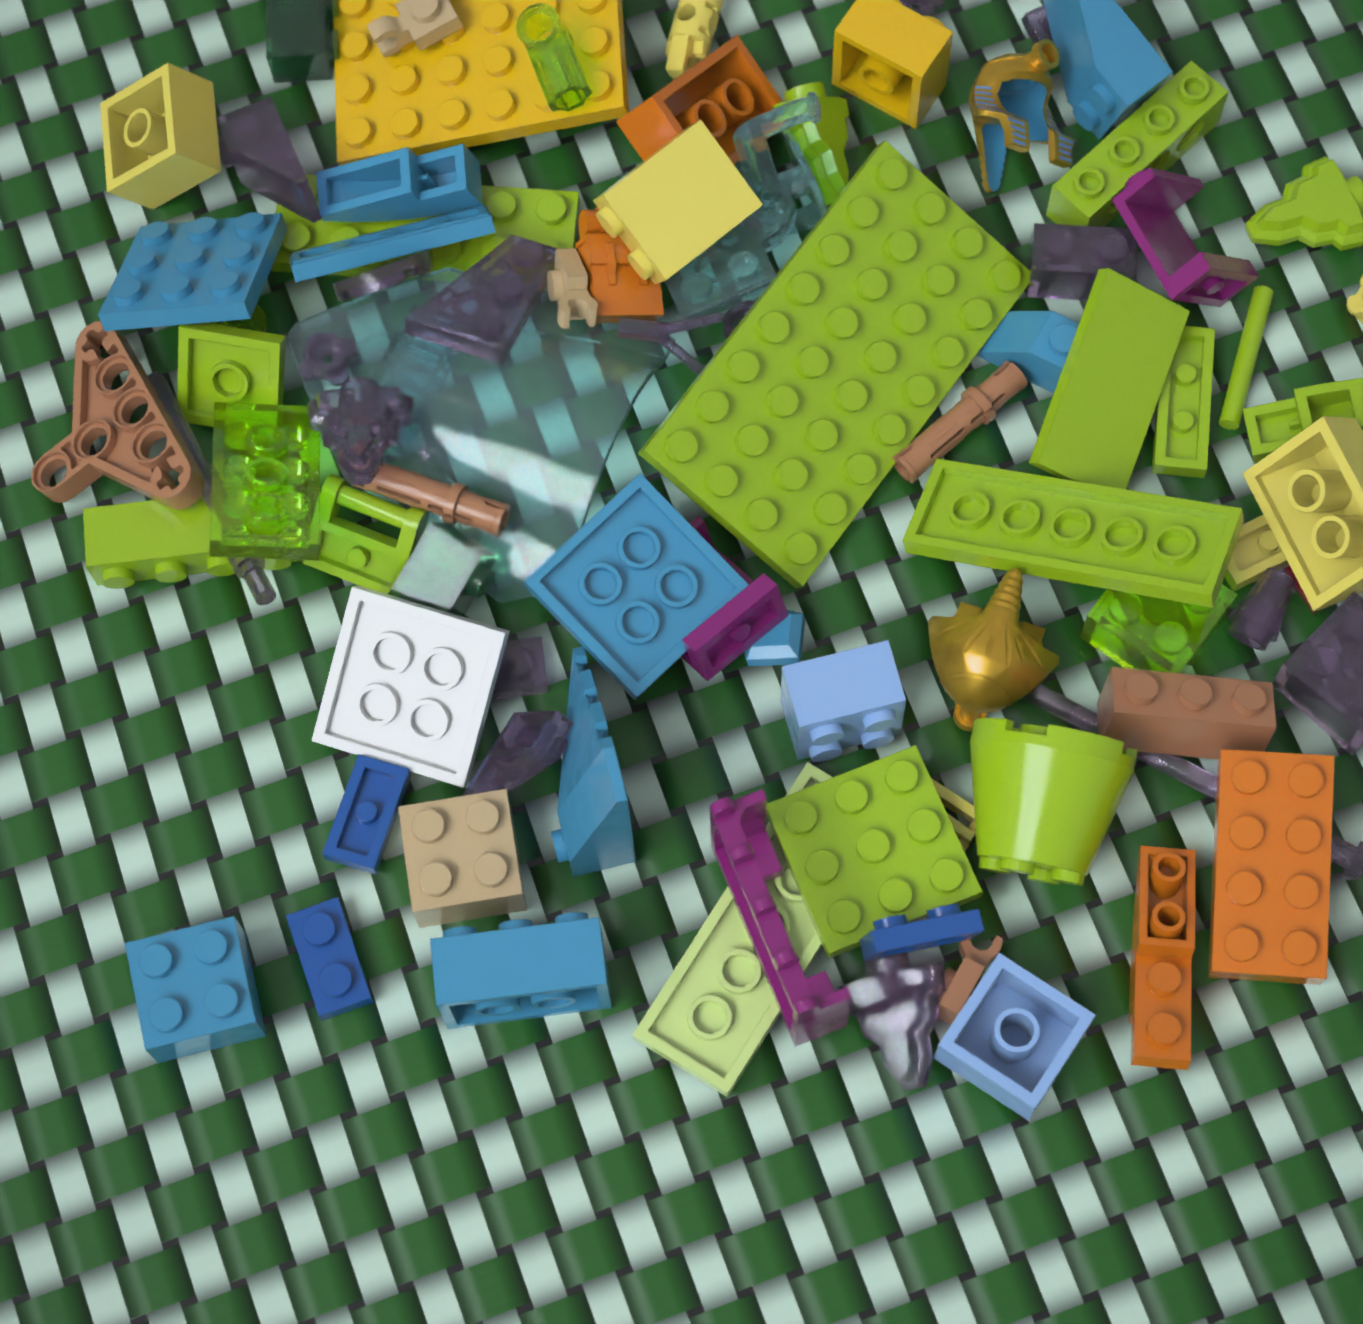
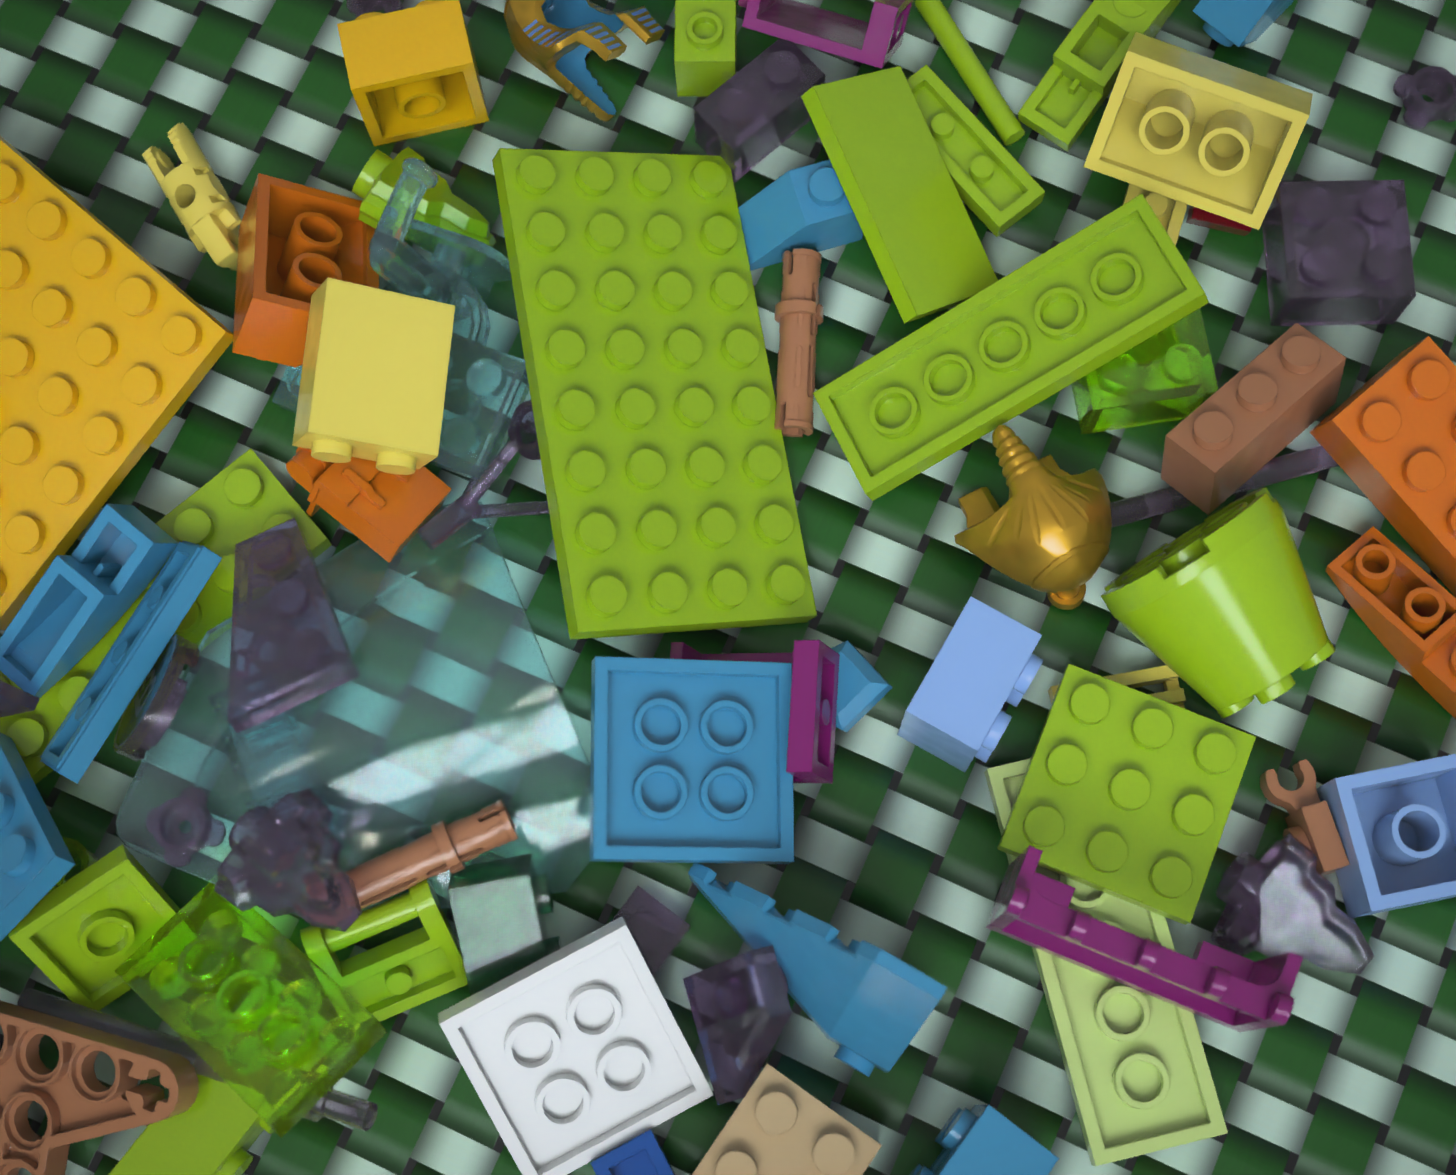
camera: 45 degrees left, 5 degrees up
(553, 57) = (116, 345): clear neon green piece -> none
(569, 289) = (343, 545): tan plate -> none
(943, 927) = (1244, 848): blue plate -> none
(1262, 610) = (1213, 266): clear purple cone -> none

